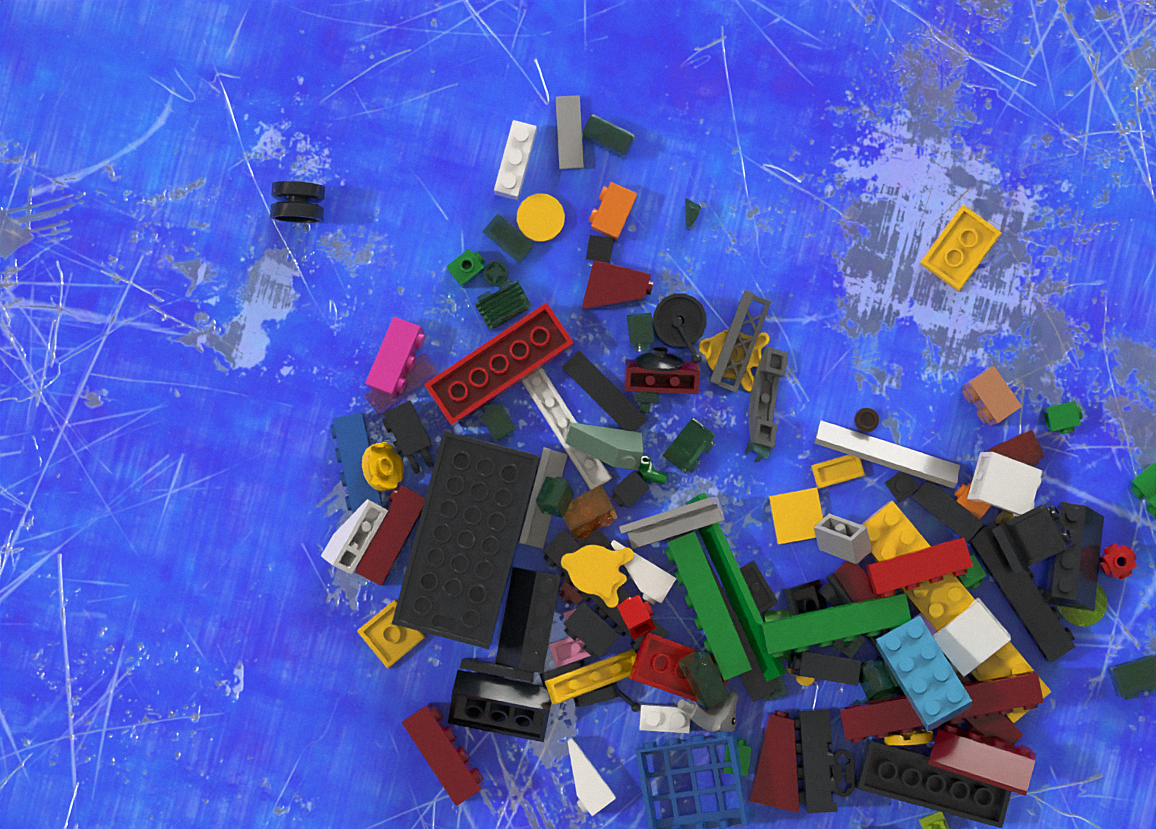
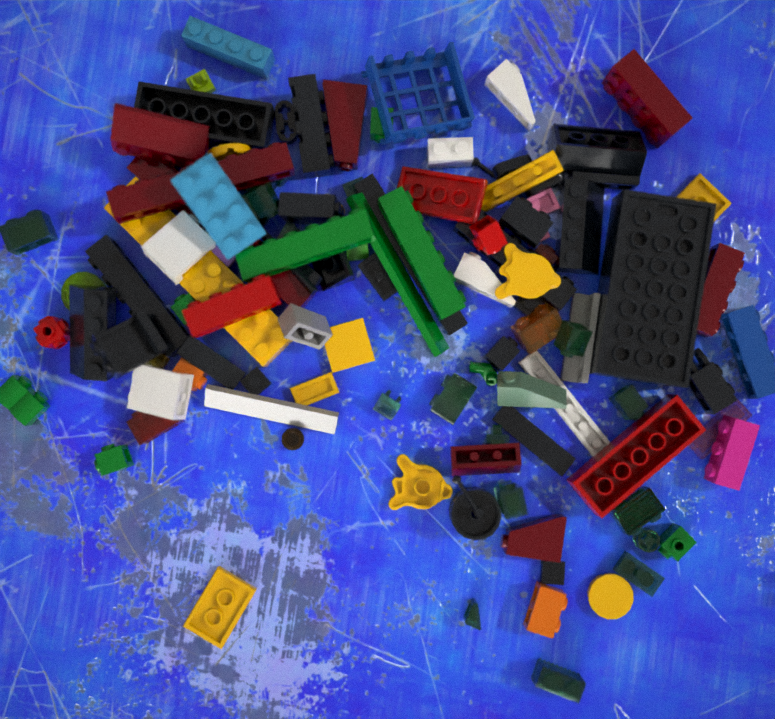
camera: 170 degrees right, 0 degrees up
(354, 536) = (749, 283): white slope -> none
(382, 466) = (731, 350): yellow tile -> none
(515, 160) = (641, 649): white brick -> none
(569, 132) = (592, 673): light grey tile -> none
(659, 360) = (489, 474): black dish -> none
(673, 522) = (460, 326): light grey fence -> none
(703, 678) = (419, 187): clear green brick -> none
(716, 719) = (404, 154): light grey animal -> none
(733, 333) = (423, 506): dark grey fence -> none
(763, 396) = (388, 450): dark grey slope -> none
(990, 396) = (179, 472): nougat brick -> none

